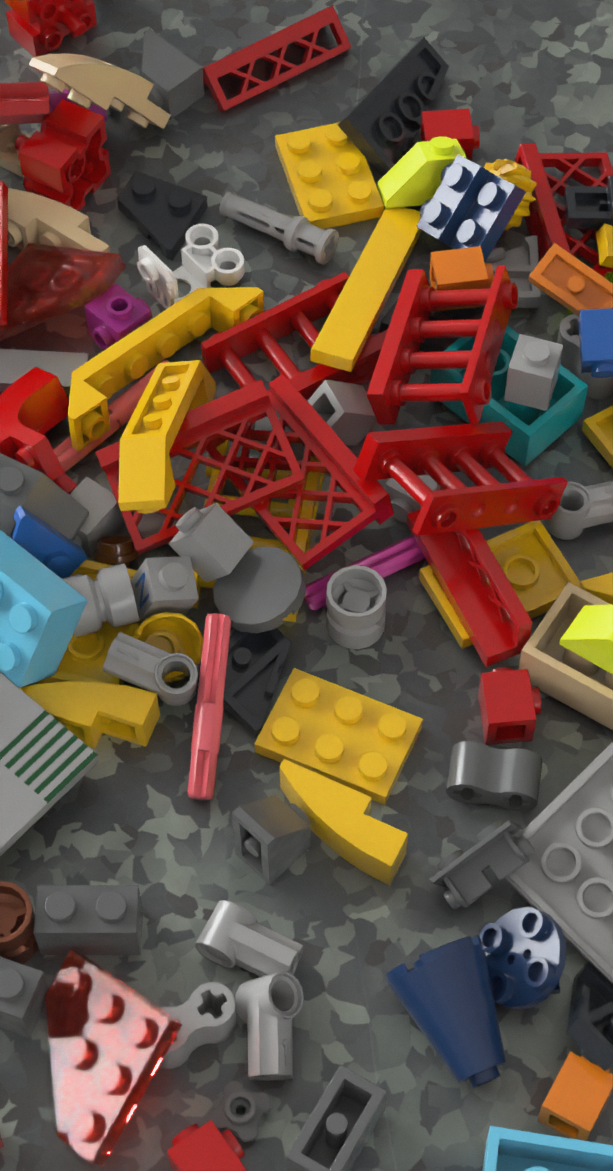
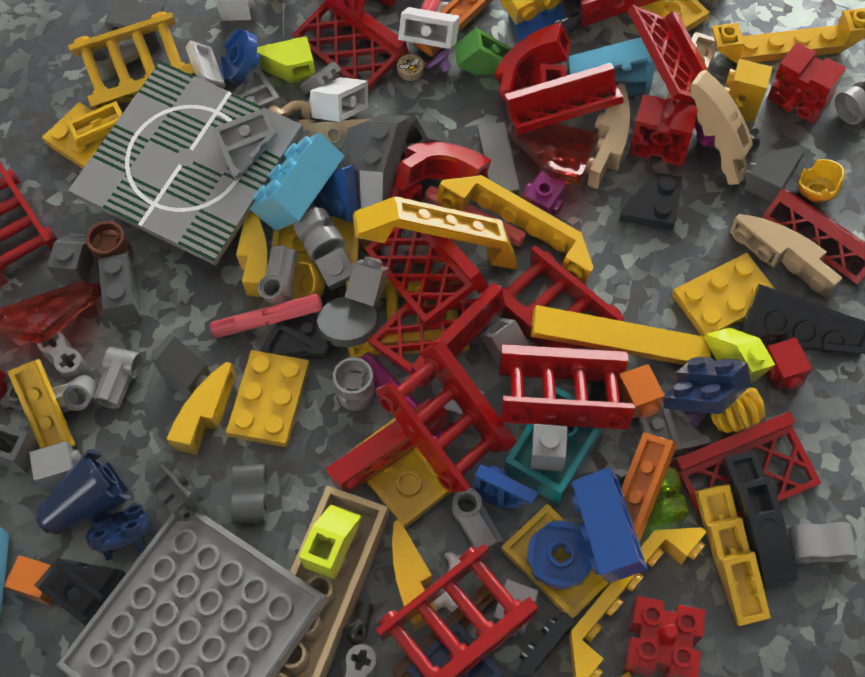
camera: 80 degrees right, 5 degrees up
(28, 39) = (748, 87): none -> yellow brick
(199, 31) = (821, 181): none -> yellow hair
(200, 266) = (614, 235): white piece -> none
(279, 96) = (778, 244): none -> tan slope
(286, 1052) = (40, 404): none -> yellow tile
(294, 232) = (661, 284): light grey pin -> none
(389, 1050) = (52, 464): none -> light grey brick
(508, 706) = (301, 492): red brick -> none
(563, 452) = (501, 490): none -> blue wing

